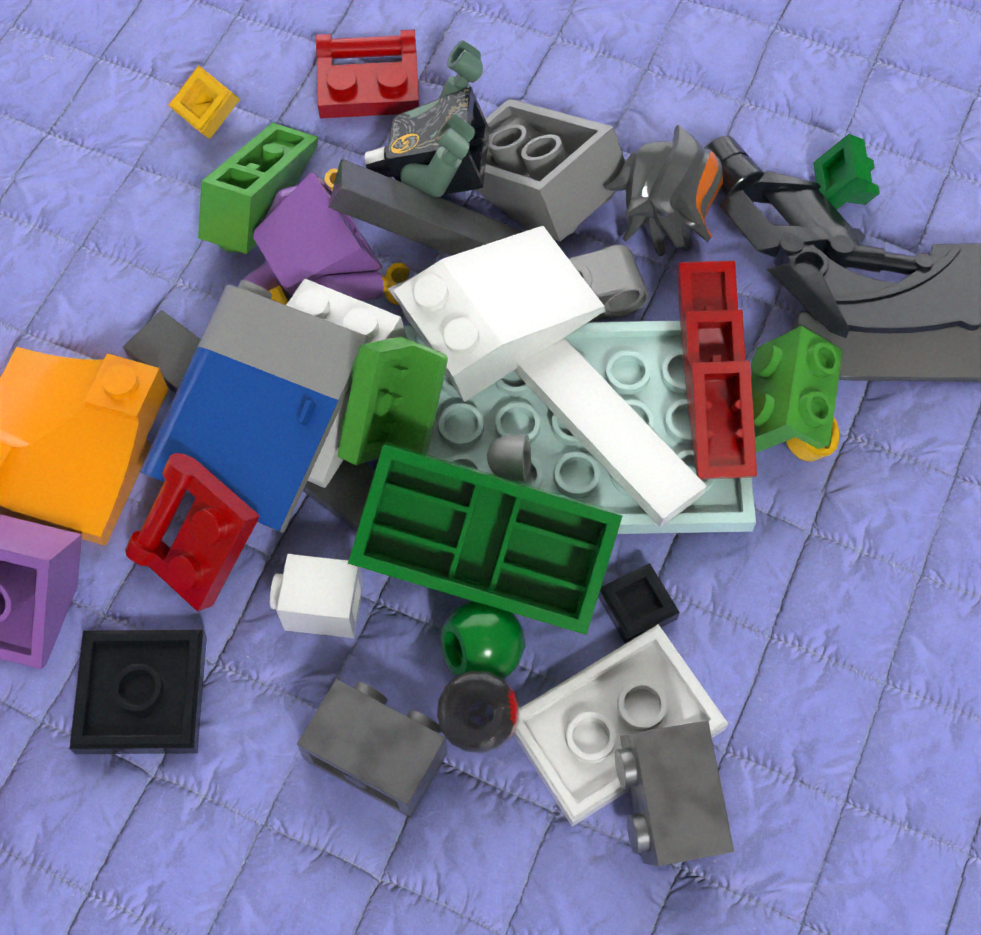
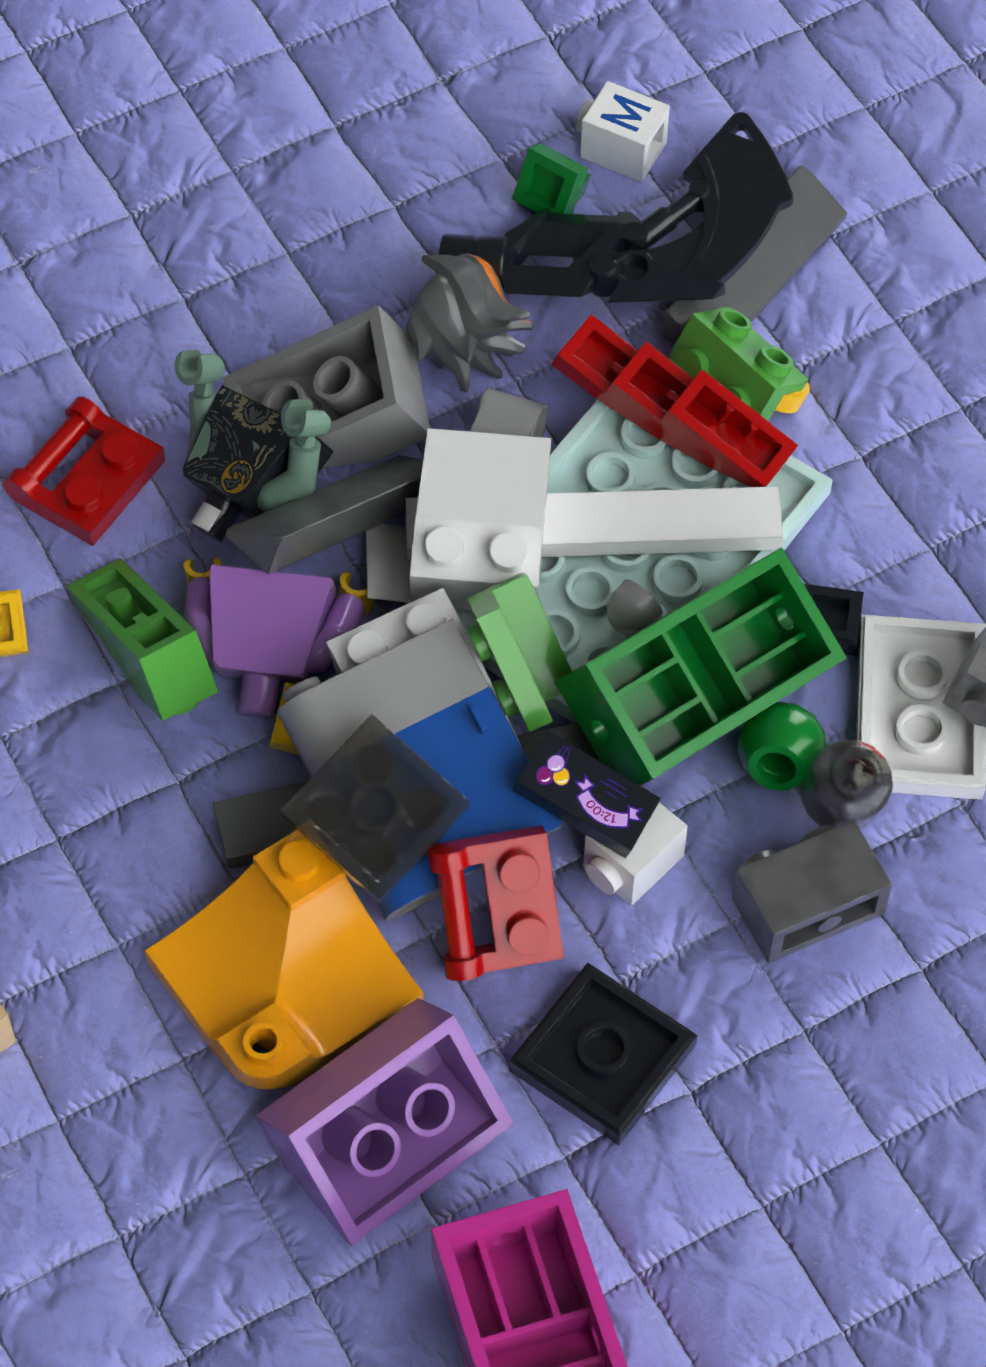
camera: 55 degrees left, 5 degrees down
(181, 396) = (375, 808): none -> clear smoke plate
(307, 528) = (586, 794): none -> black tile
(935, 187) = (623, 130): none -> white brick

